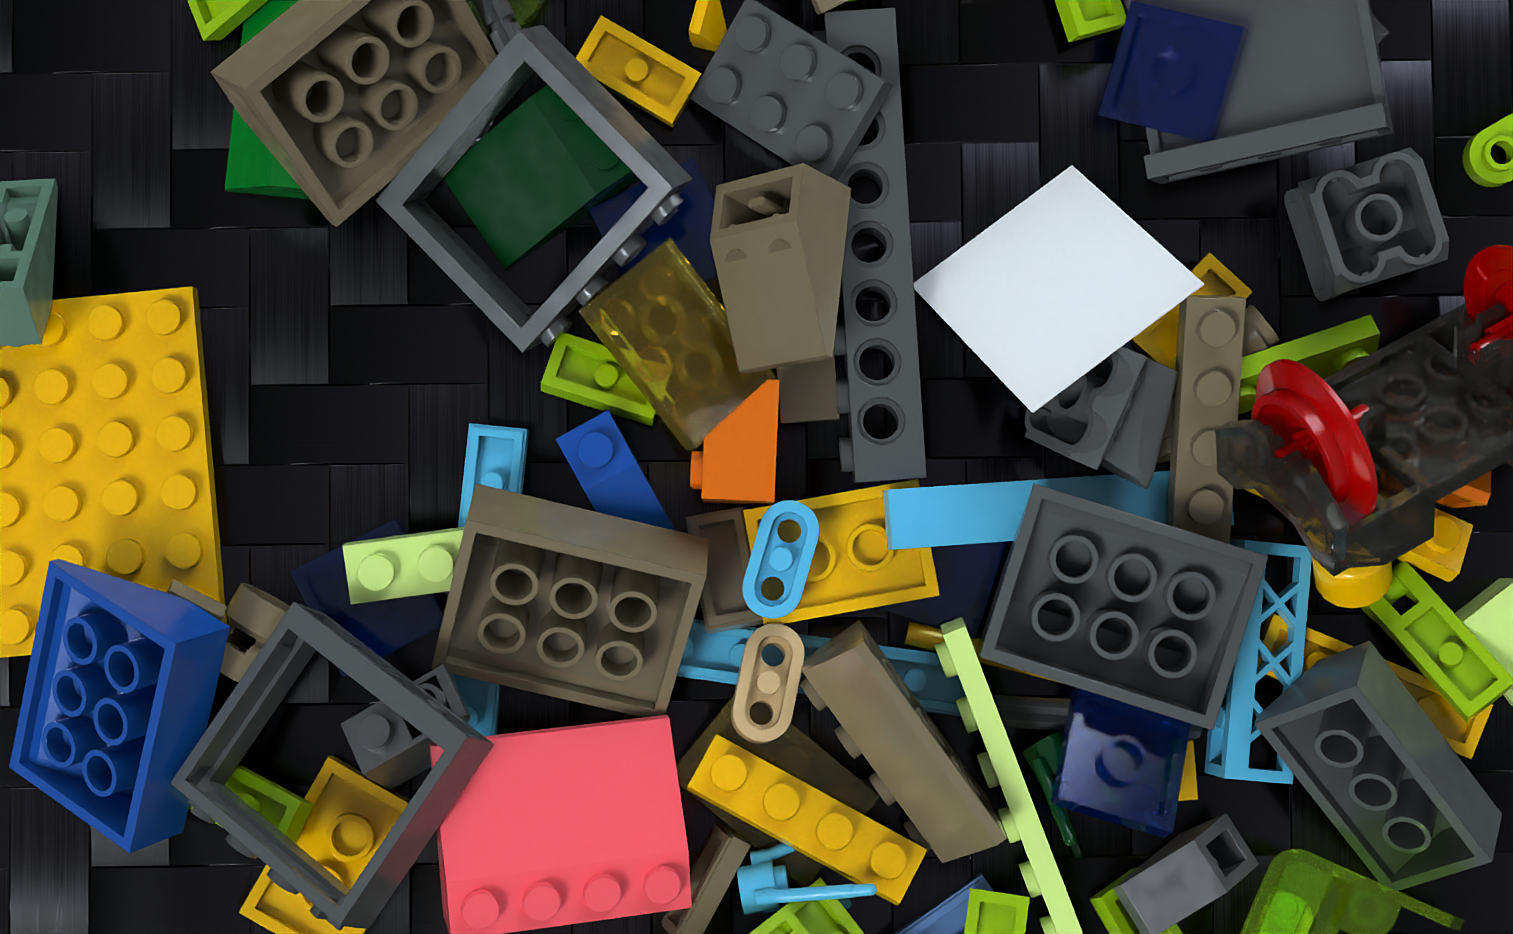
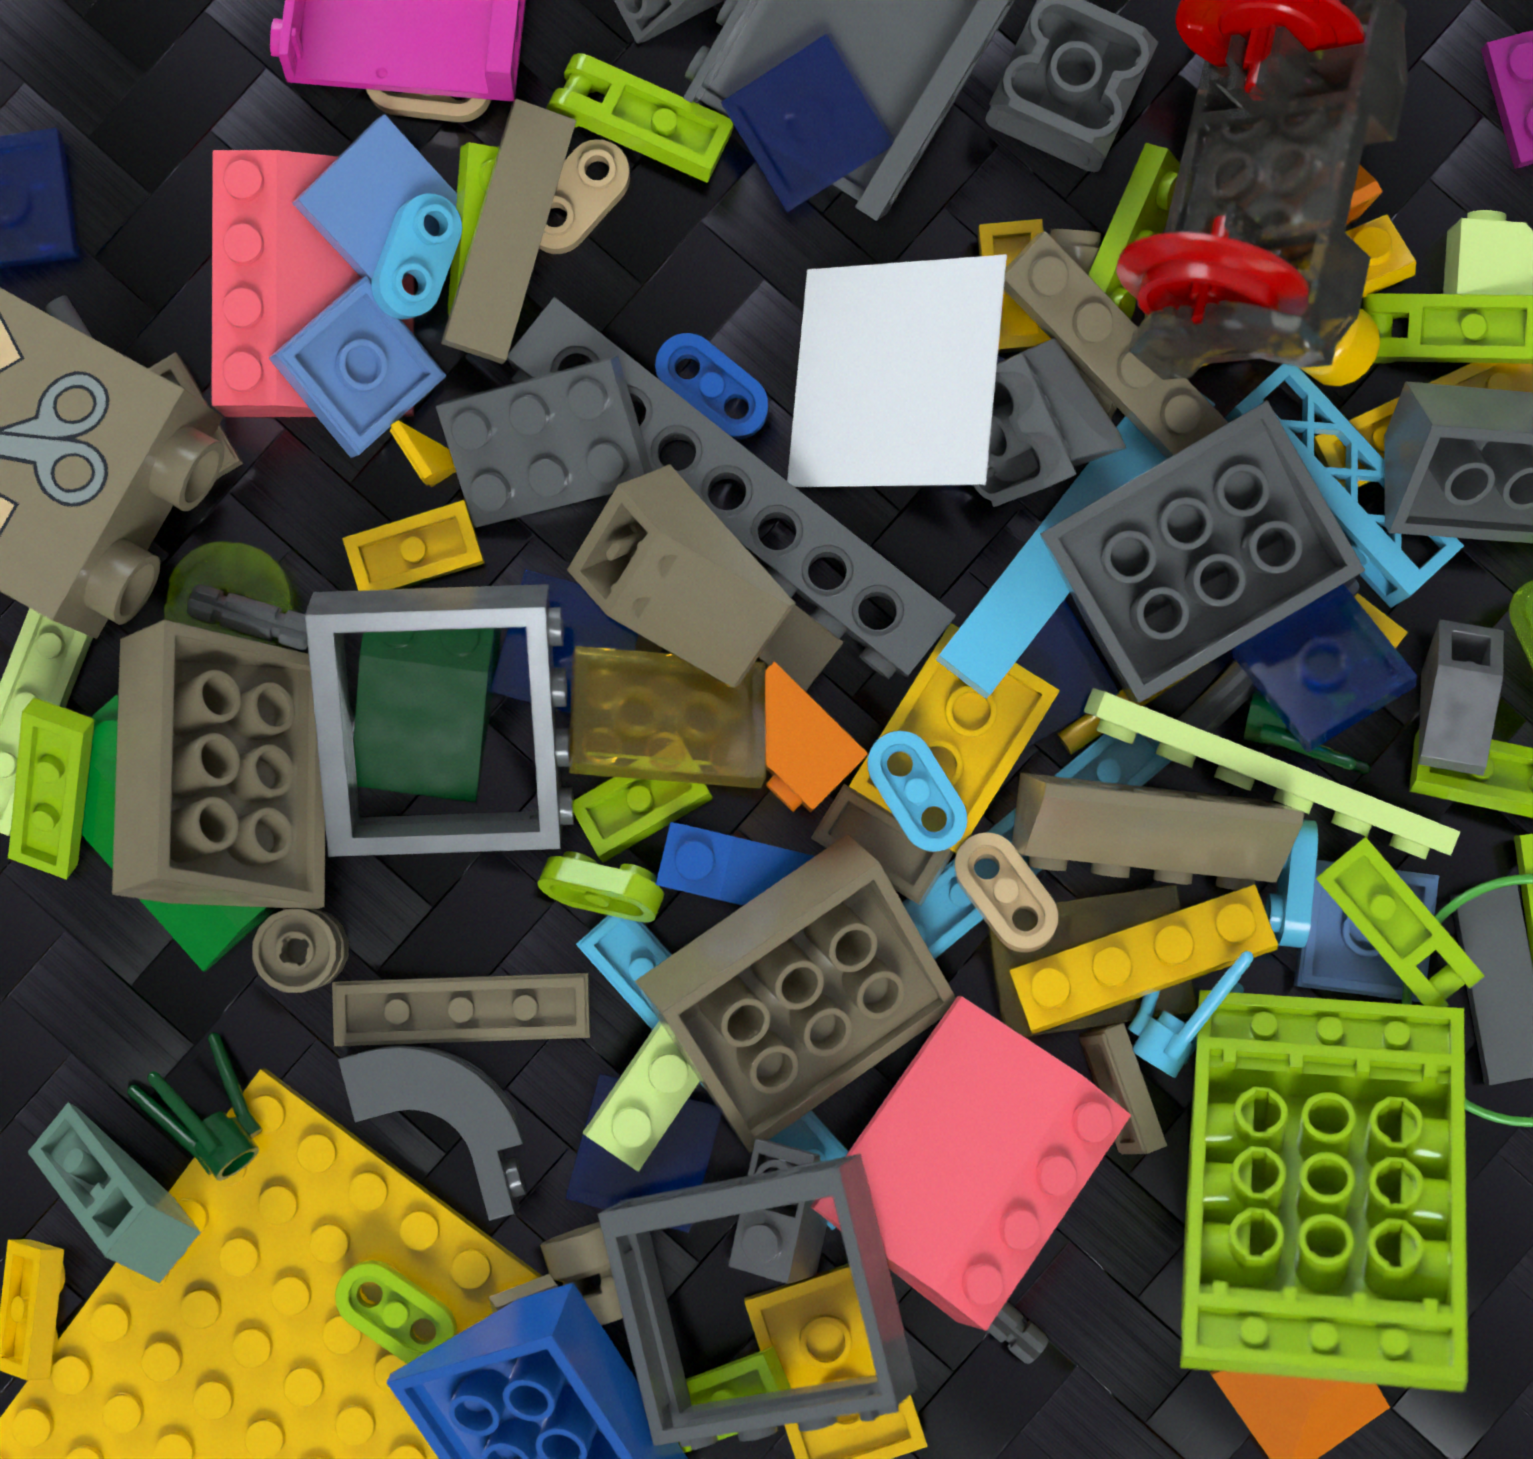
camera: 45 degrees left, 0 degrees up
(100, 528) = (393, 1318): none -> lime plate
(115, 300) = (218, 1142): none -> dark green plant
(293, 433) = (454, 1090): none -> dark grey arch
(295, 239) = (300, 949): none -> dark tan wheel
(355, 386) = (461, 1009): none -> dark tan tile
(515, 394) = (602, 889): none -> lime plate
(935, 172) = (714, 385): none -> blue plate
(935, 889) = (1292, 905): none -> medium azure plate

